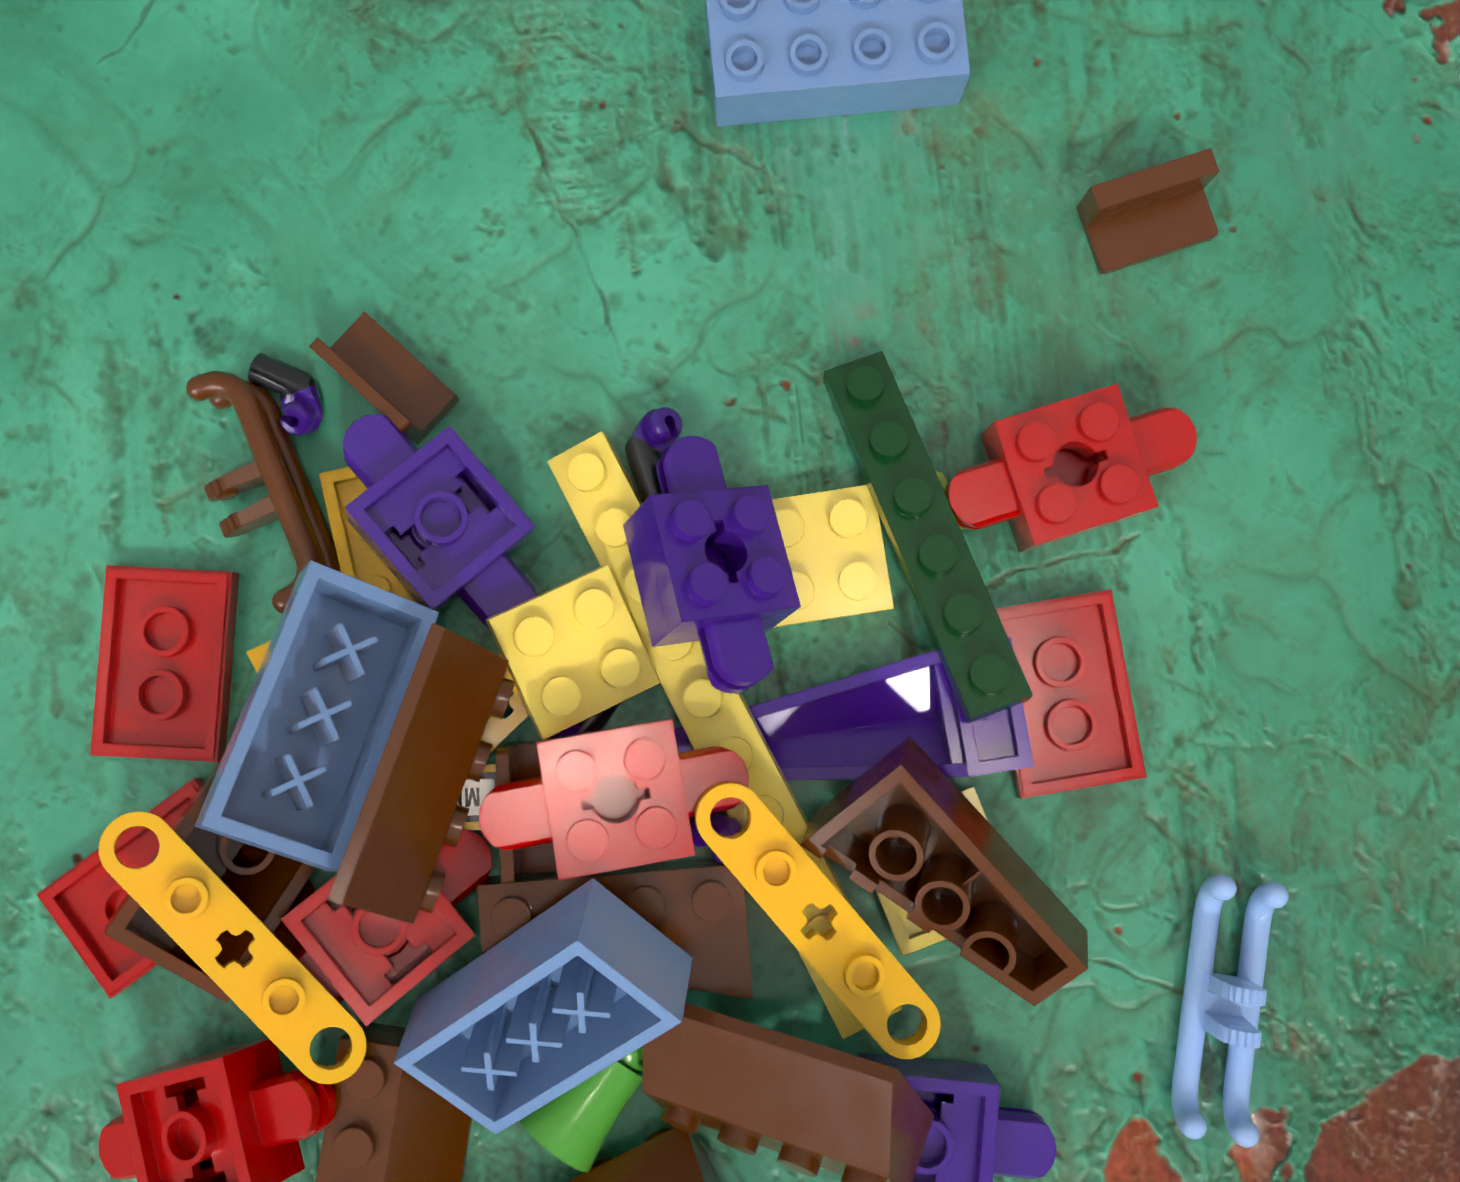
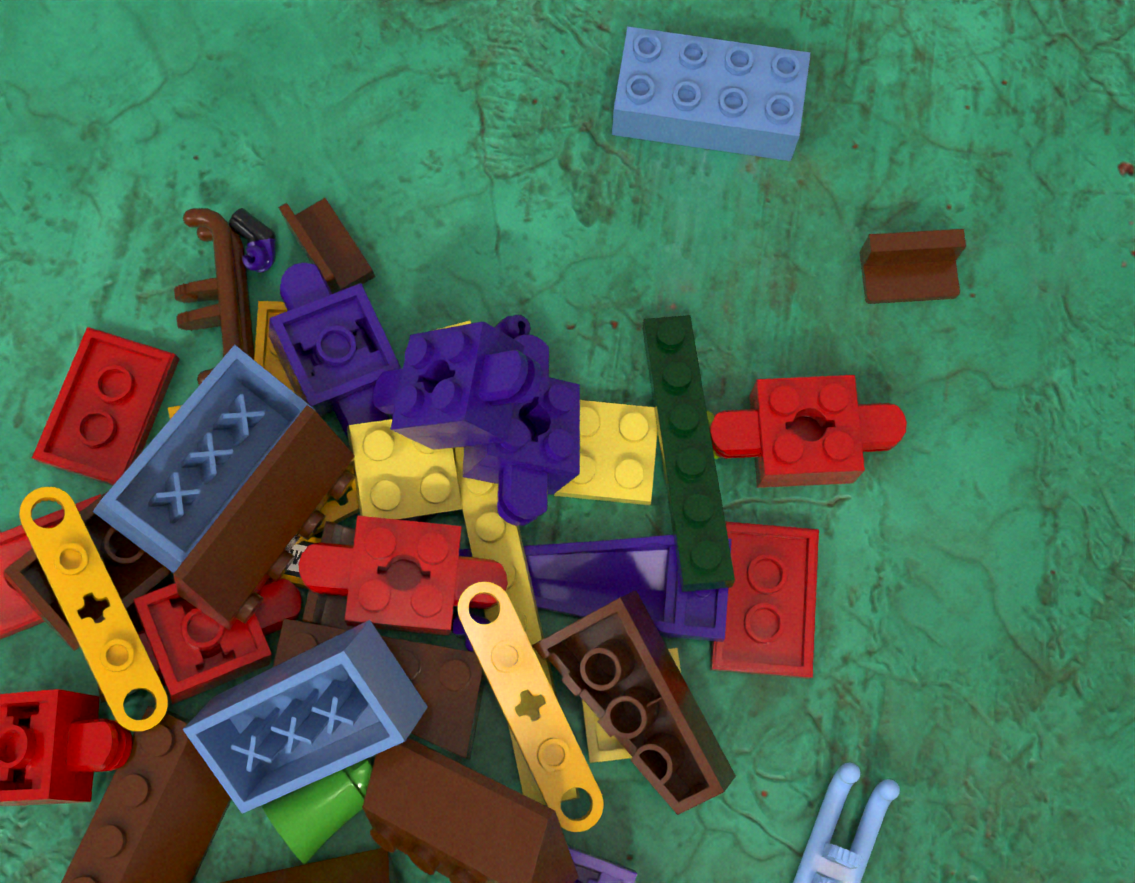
camera: 15 degrees right, 10 degrees down
(620, 540) = (458, 386): none -> dark purple brick

